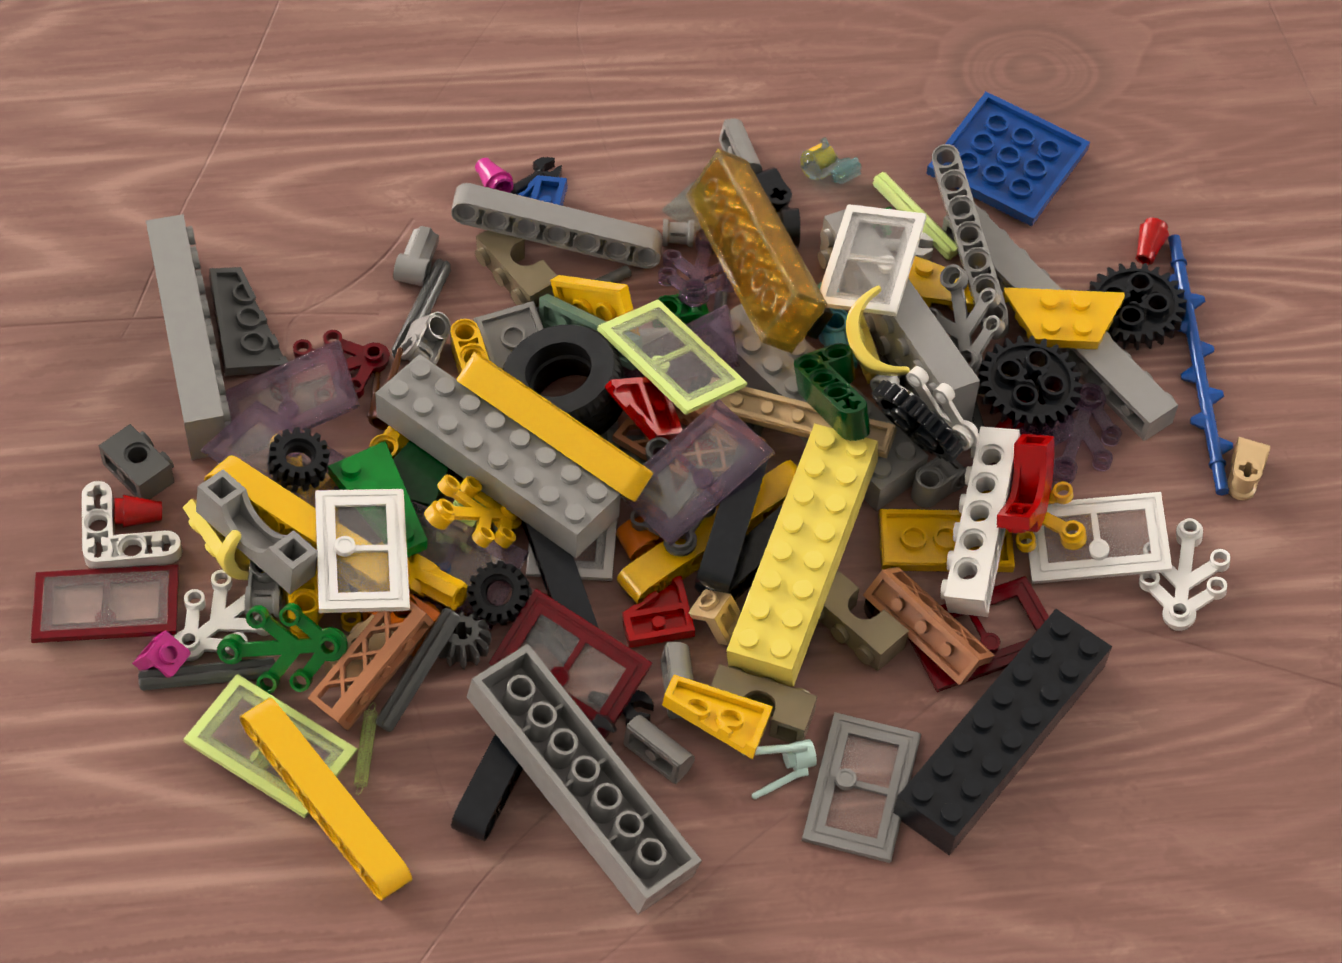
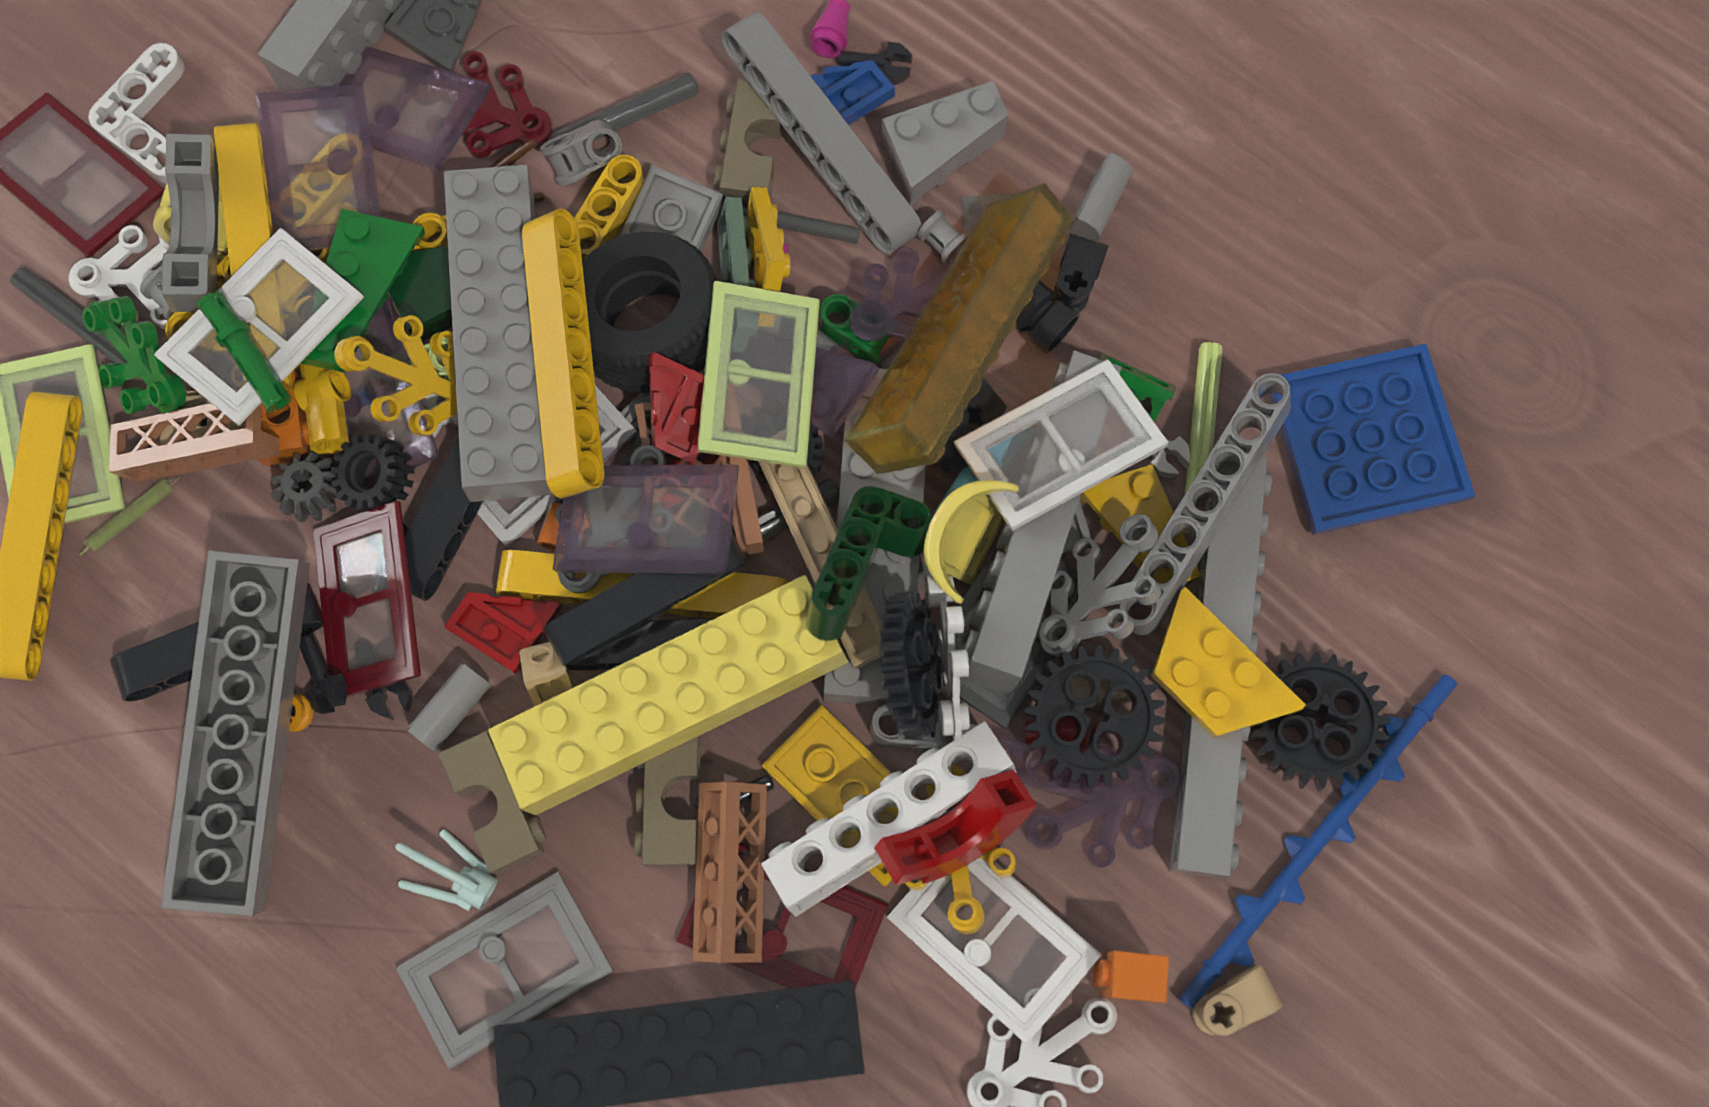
camera: 45 degrees right, 20 degrees up
(121, 456) = (211, 40): dark grey brick -> none
(136, 511) = (174, 104): red cone -> none
(164, 654) = (46, 271): dark pink bracket -> none
(299, 443) = (316, 155): black tyre -> none
(375, 561) = (236, 339): none -> green pin
(416, 263) = (667, 58): light grey piece -> none
(417, 669) = (230, 483): dark grey axle -> none
(621, 180) = (941, 137): none -> light grey wedge
(658, 749) = (360, 757): light grey brick -> none
(720, 713) = (420, 787): yellow wing -> none
(822, 162) = (1168, 281): clear light blue piece -> none
(1151, 239) = (1420, 661): red cone -> none
(1187, 488) = (1131, 976): none -> orange brick

